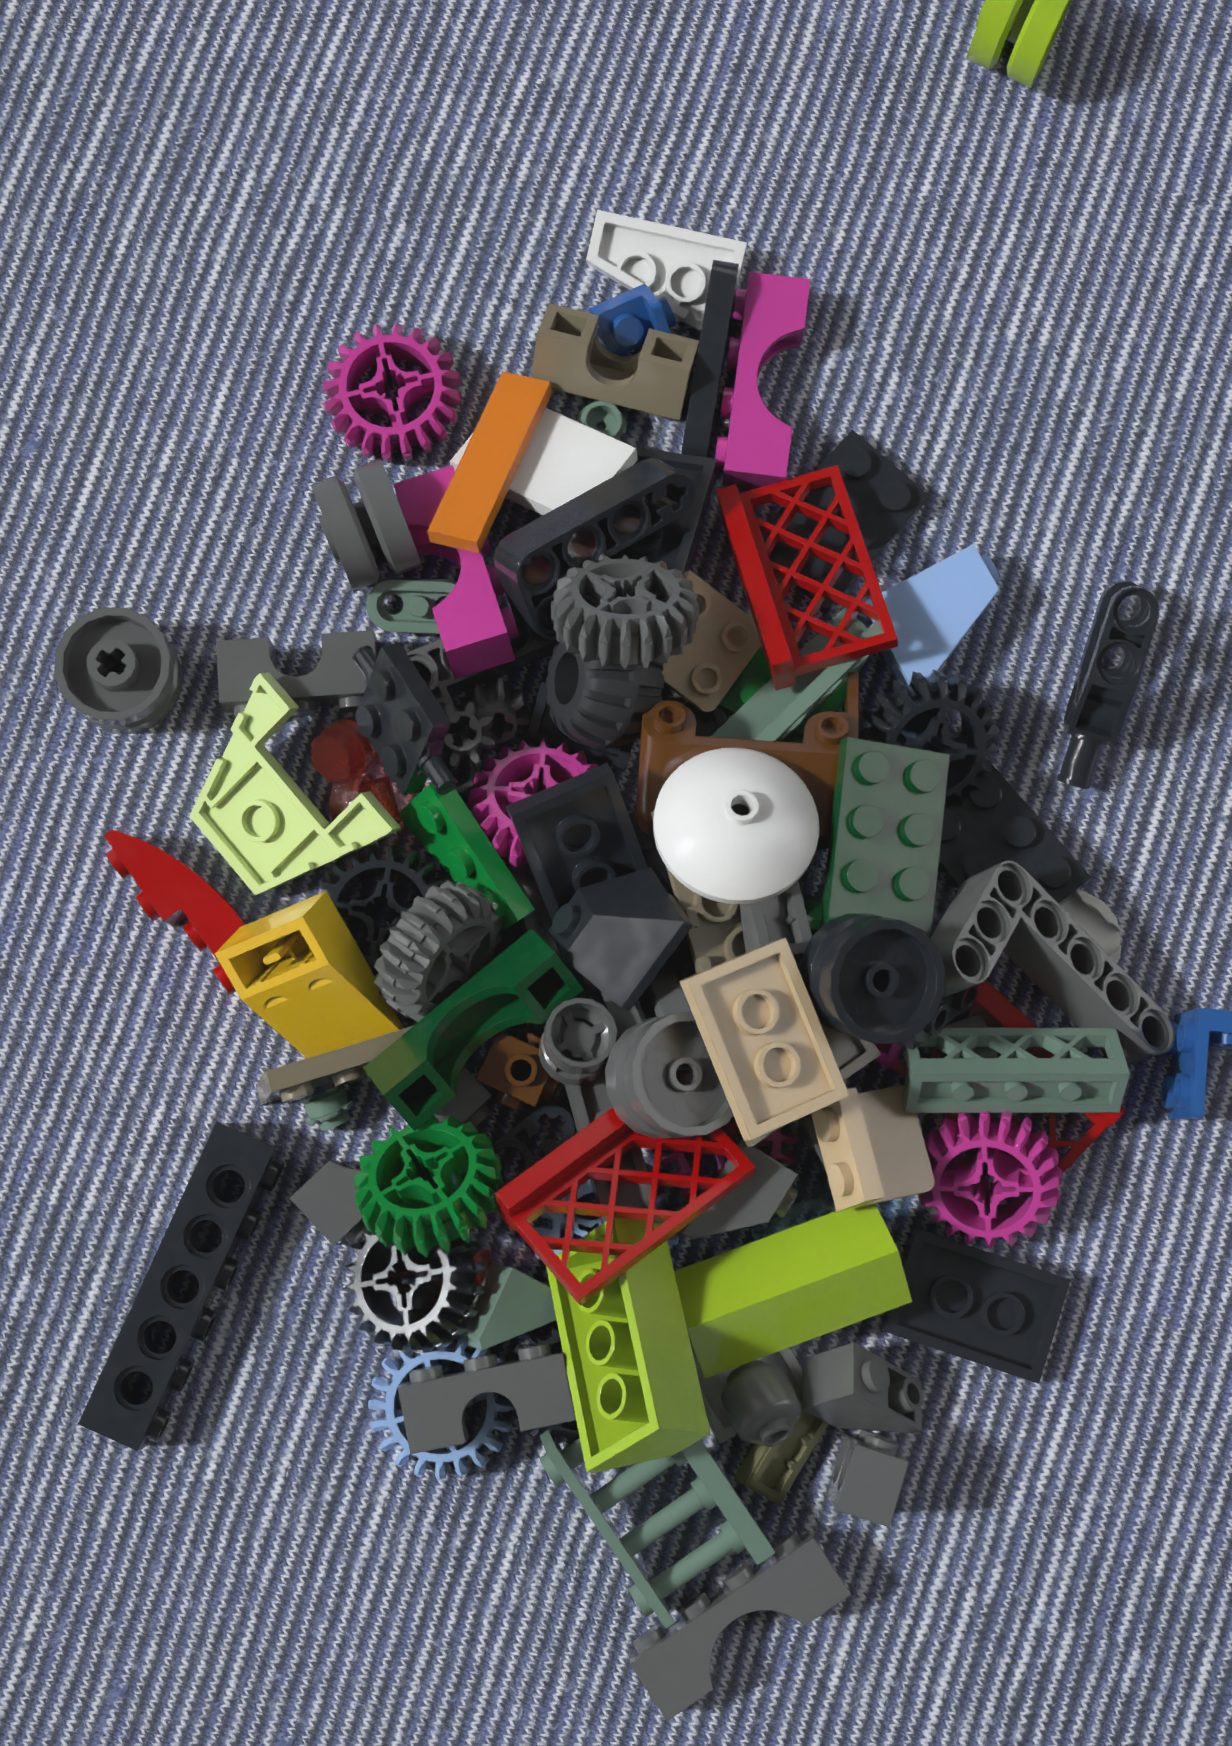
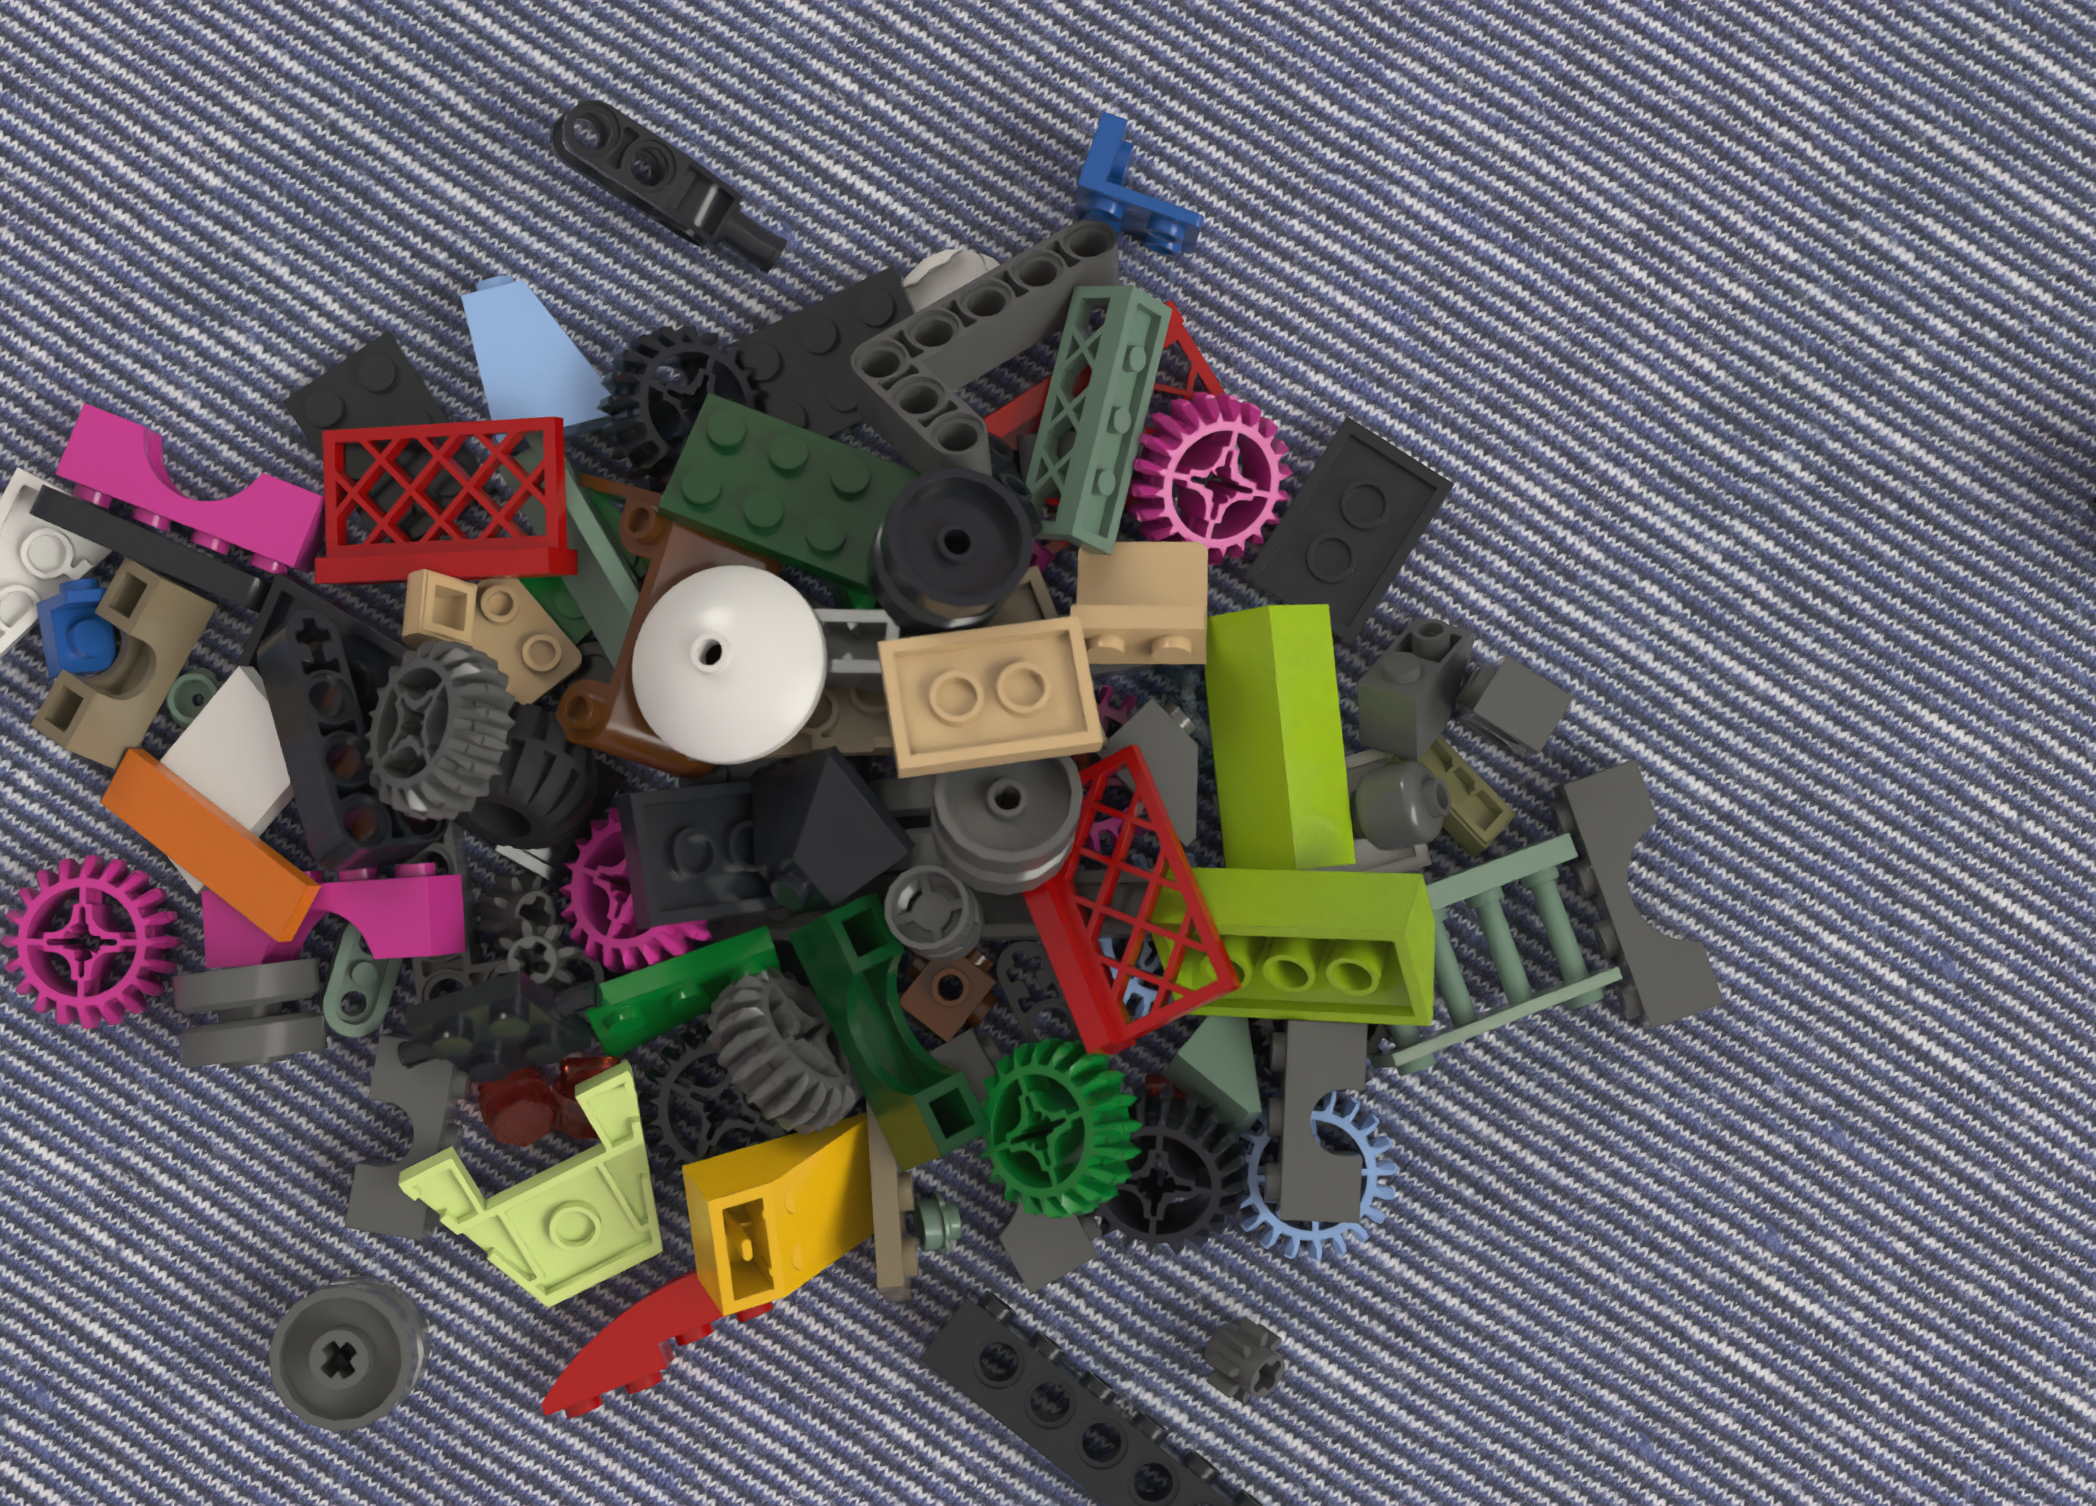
camera: 75 degrees left, 5 degrees up
(276, 1388) = (1244, 1360): none -> dark grey gear
(720, 588) = (438, 609): none -> tan brick

